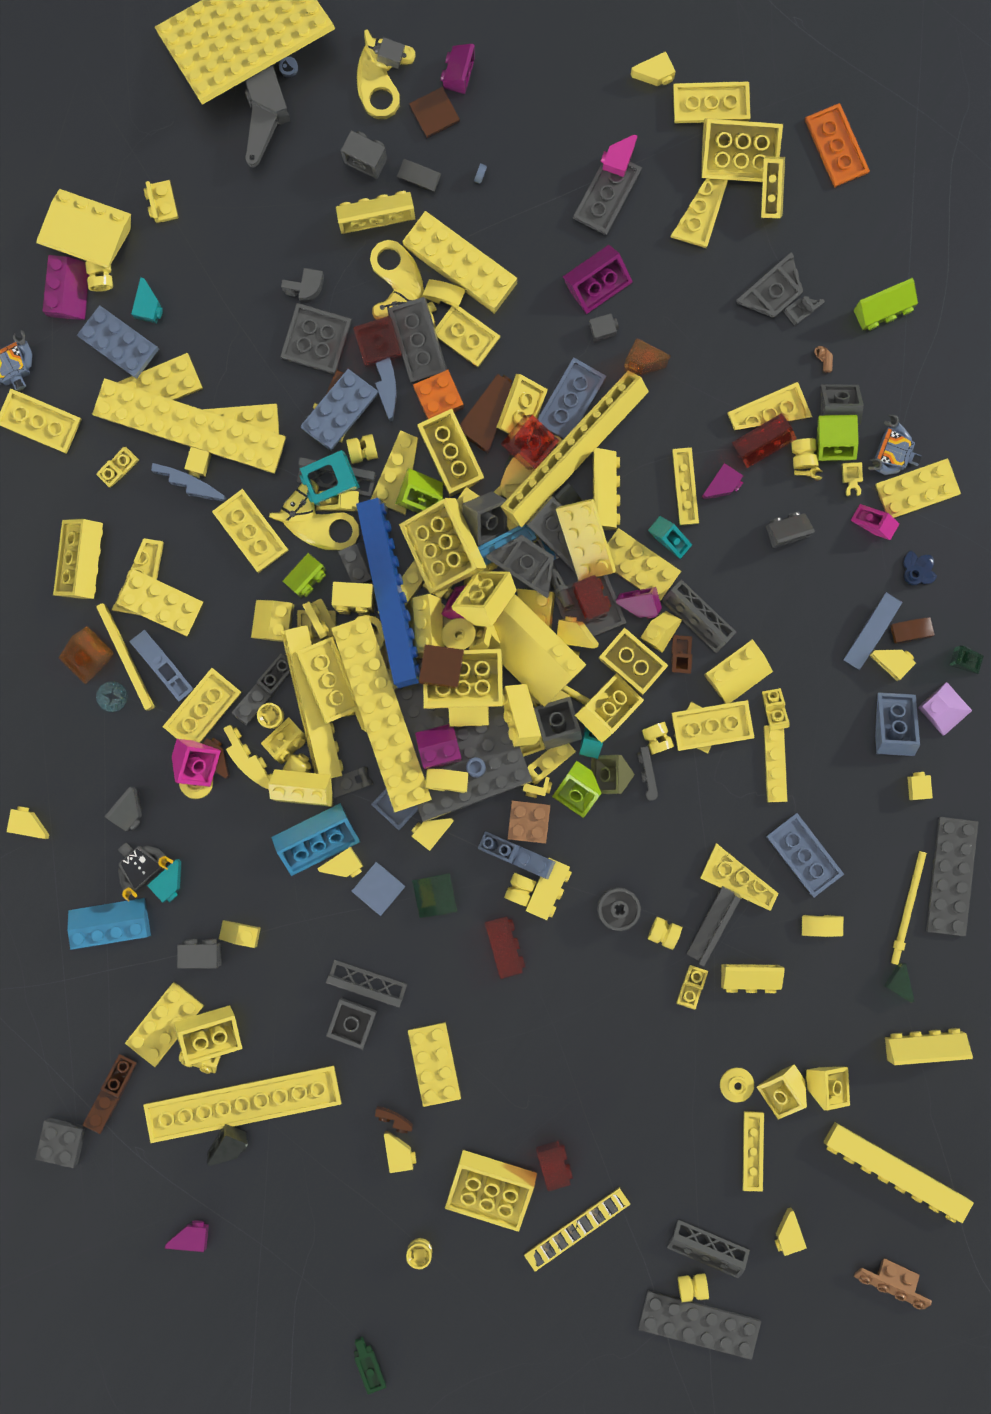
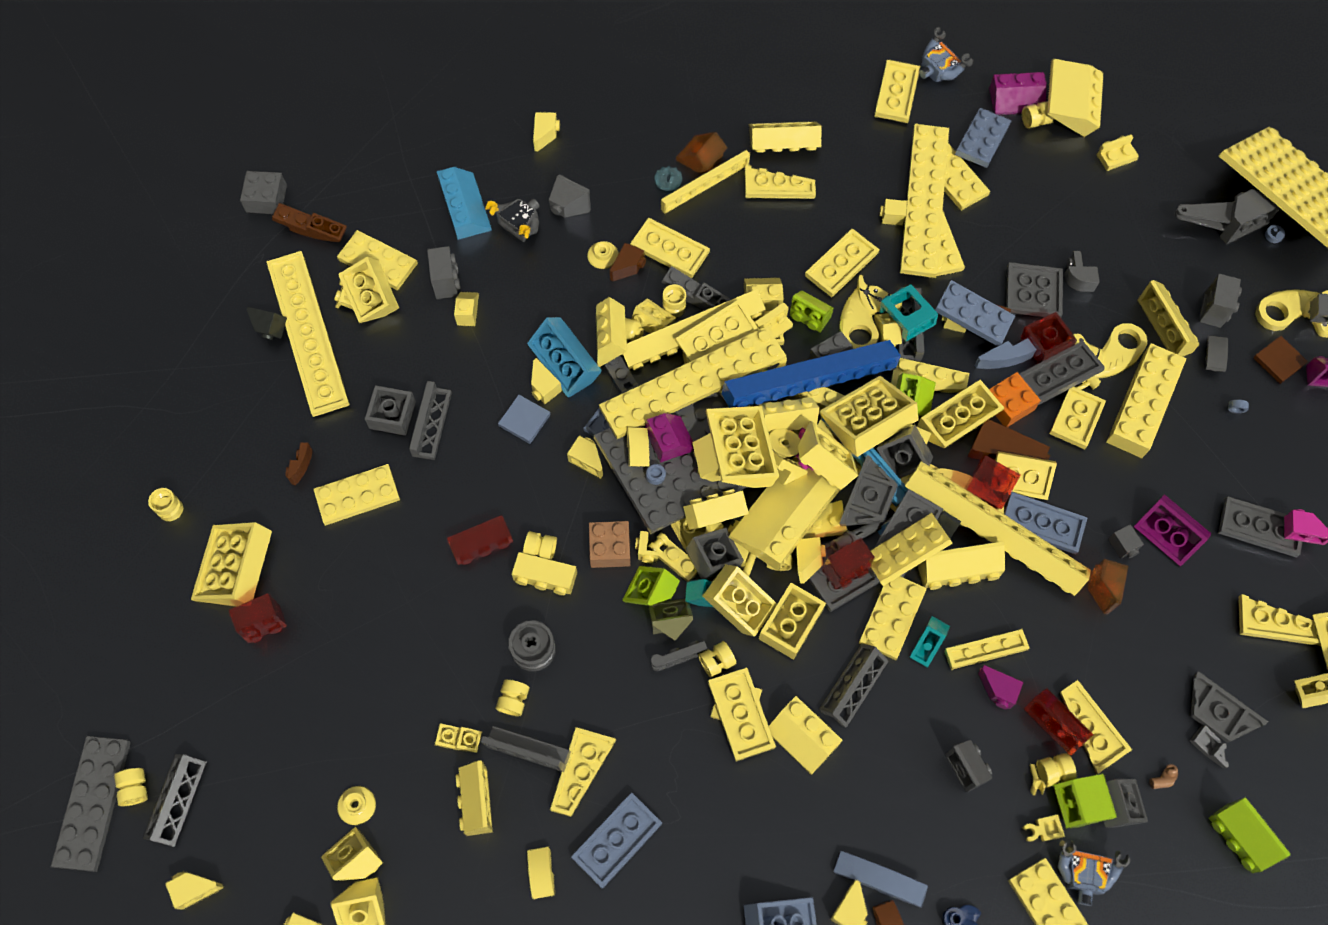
camera: 80 degrees right, 20 degrees down
(117, 467) = (871, 154): light yellow slope -> none
(146, 305) = (1024, 153): teal slope -> none
(159, 602) = (759, 199): light yellow plate -> none
(161, 665) = (702, 208): sand blue slope -> none
(167, 882) = (507, 242): teal slope -> none
(190, 1238) = (179, 307): magenta slope -> none
(194, 486) = (872, 208): sand blue slope -> none
(194, 762) = (619, 240): dark pink slope -> none
(251, 766) = (634, 282): light yellow slope -> none
(353, 598) = (799, 341): light yellow brick -> none
(355, 451) = (942, 341): light yellow wheel -> none
(368, 1367) = (54, 476): dark green hinge -> none
(398, 1154) = (266, 472): light yellow slope -> none
(434, 895) = (525, 471): clear green slope -> none
(441, 666) = (750, 421): reddish brown tile -> none
(445, 292) = (1113, 391): light yellow slope -> none
(516, 855) = (574, 537): sand blue slope -> none
(577, 1229) = (194, 658): tile -> none
(641, 602) = (855, 621): magenta slope -> none
(661, 630) = (830, 645): light yellow slope -> none
(681, 654) = (810, 672): reddish brown slope -> none
(753, 1151) = (283, 832): light yellow plate -> none
(775, 709) = (771, 782): light yellow slope -> none
(775, 765) = (712, 792): light yellow plate -> none
(875, 521) = (1003, 863): dark pink slope -> none

